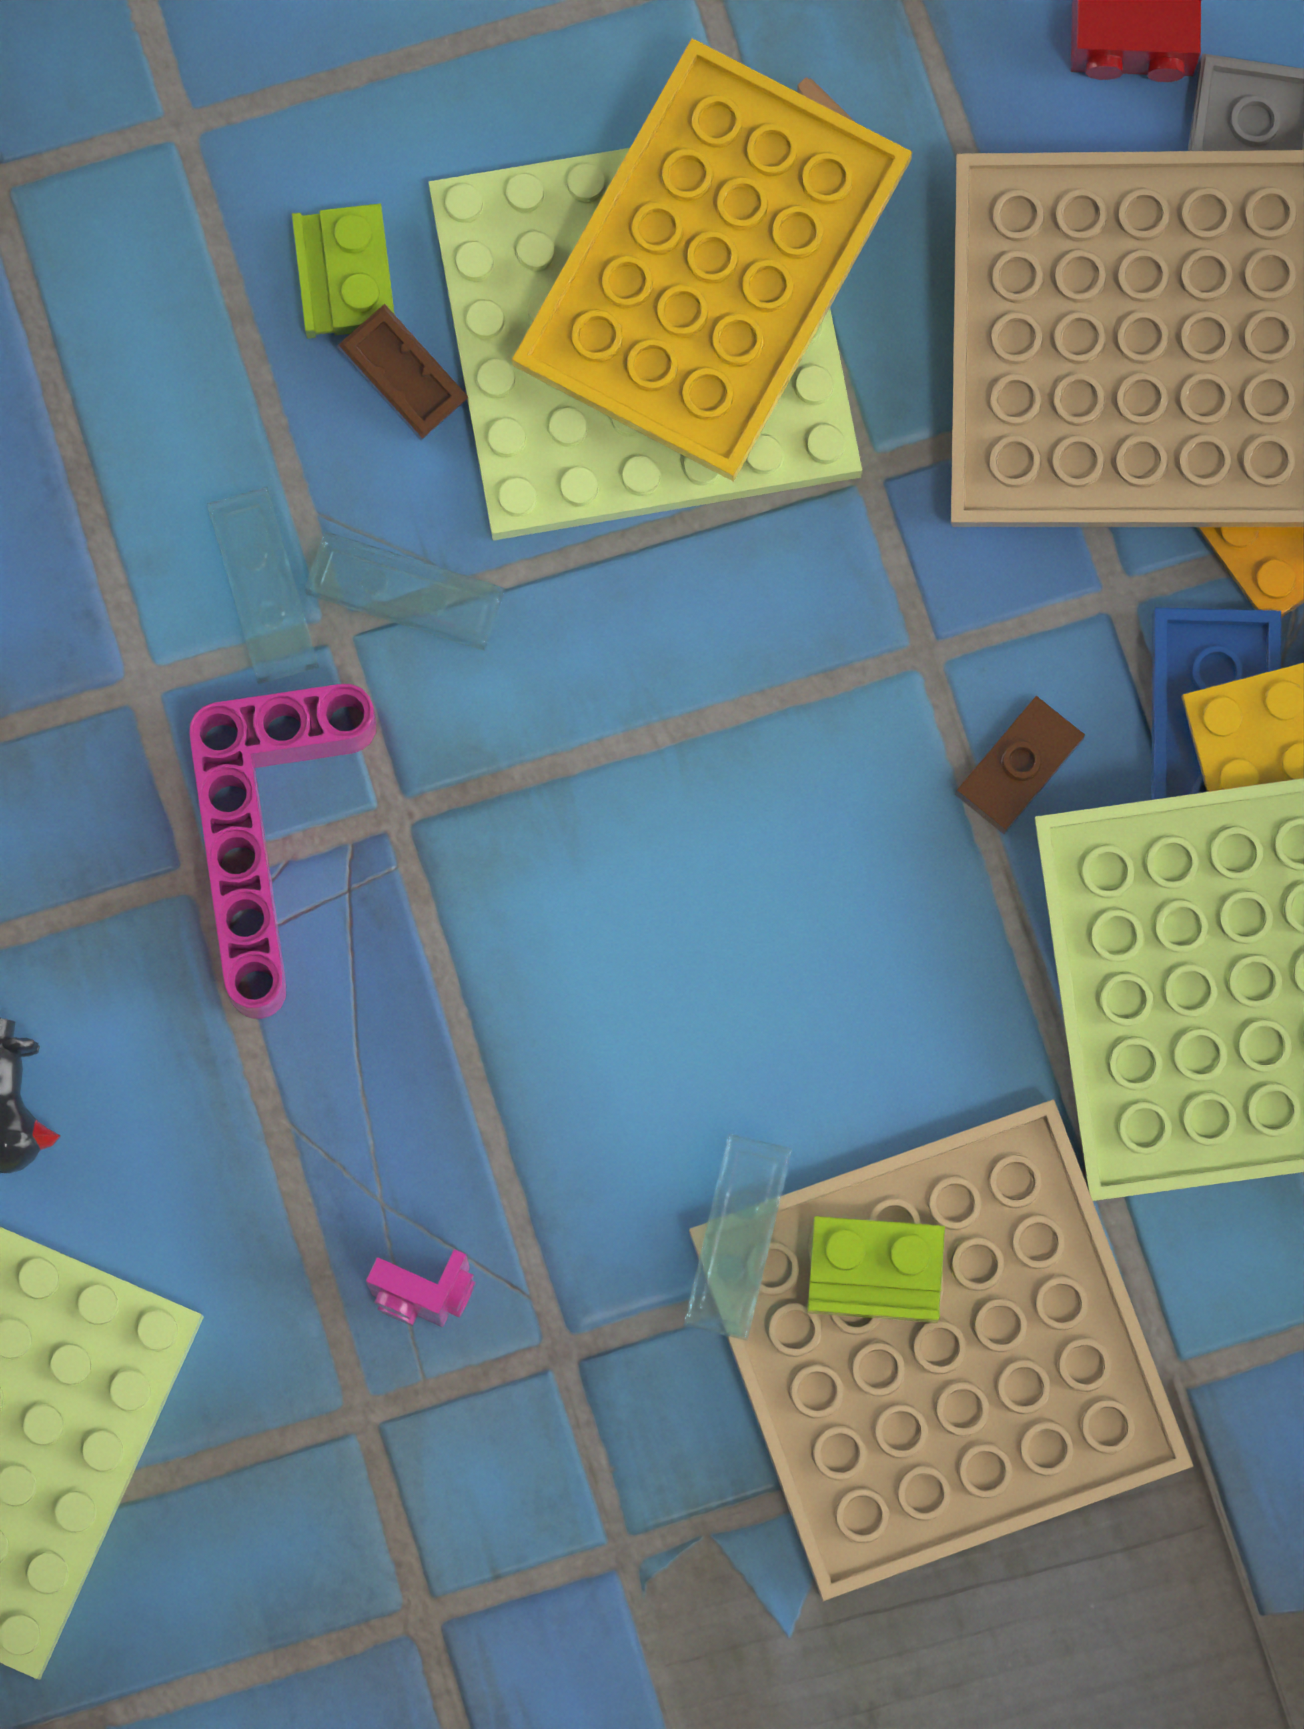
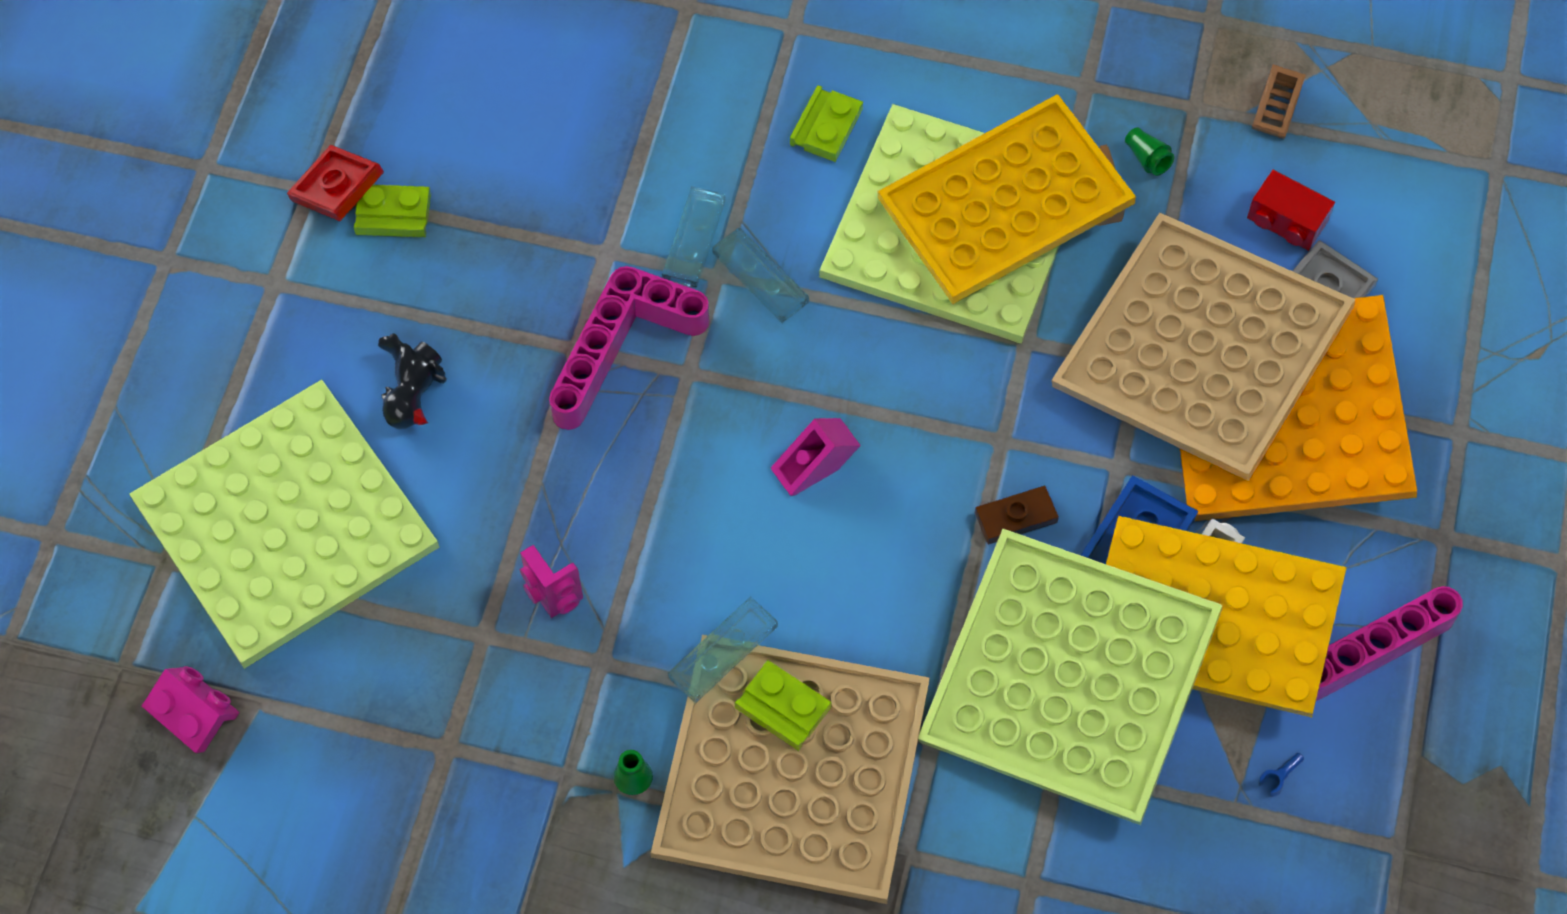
camera: 35 degrees right, 15 degrees down
(402, 372) = (824, 178): reddish brown plate -> none
(675, 846) = (815, 454): none -> dark pink slope
(711, 1515) = (632, 773): none -> green cone
(869, 43) = (1152, 153): none -> green cone

